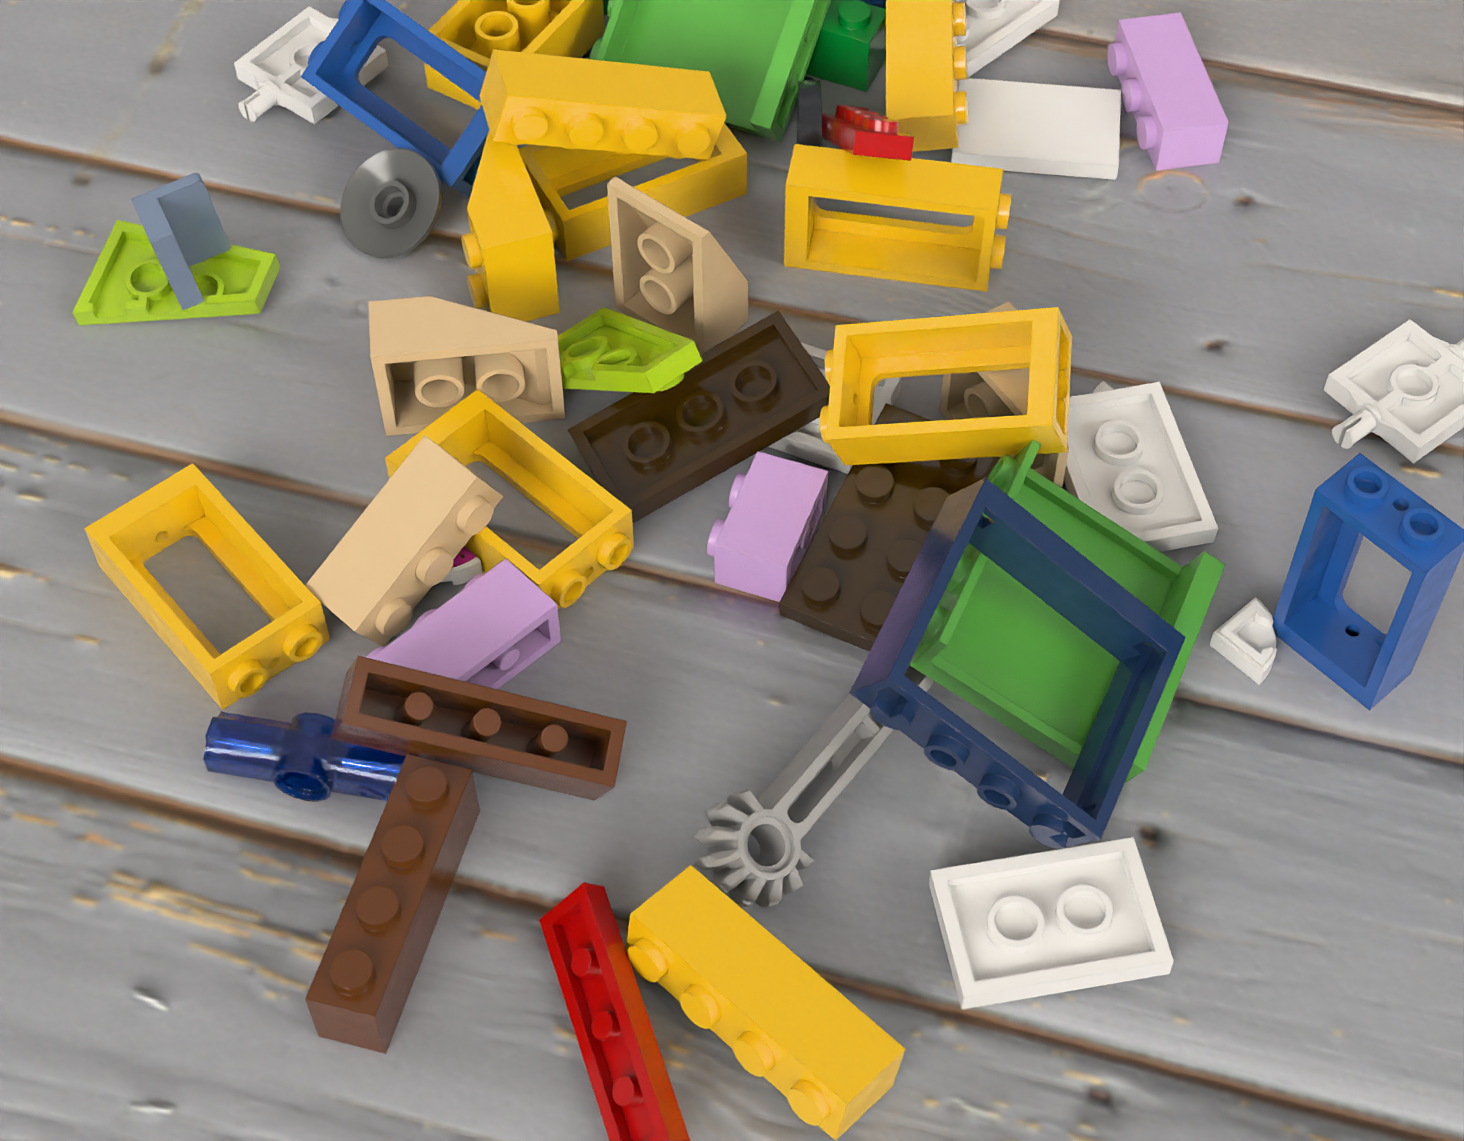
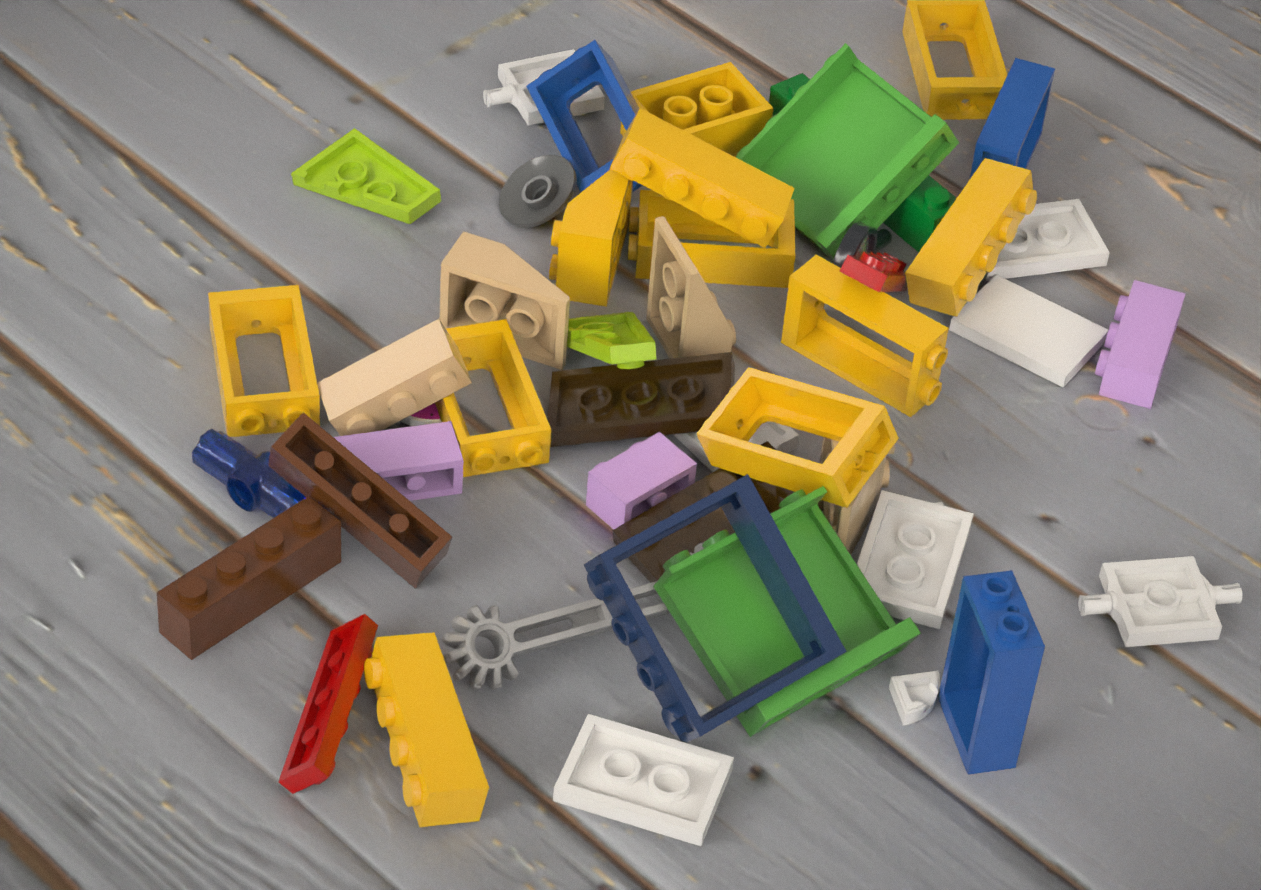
camera: 25 degrees right, 10 degrees down
(182, 232) = (379, 147): sand blue panel -> none

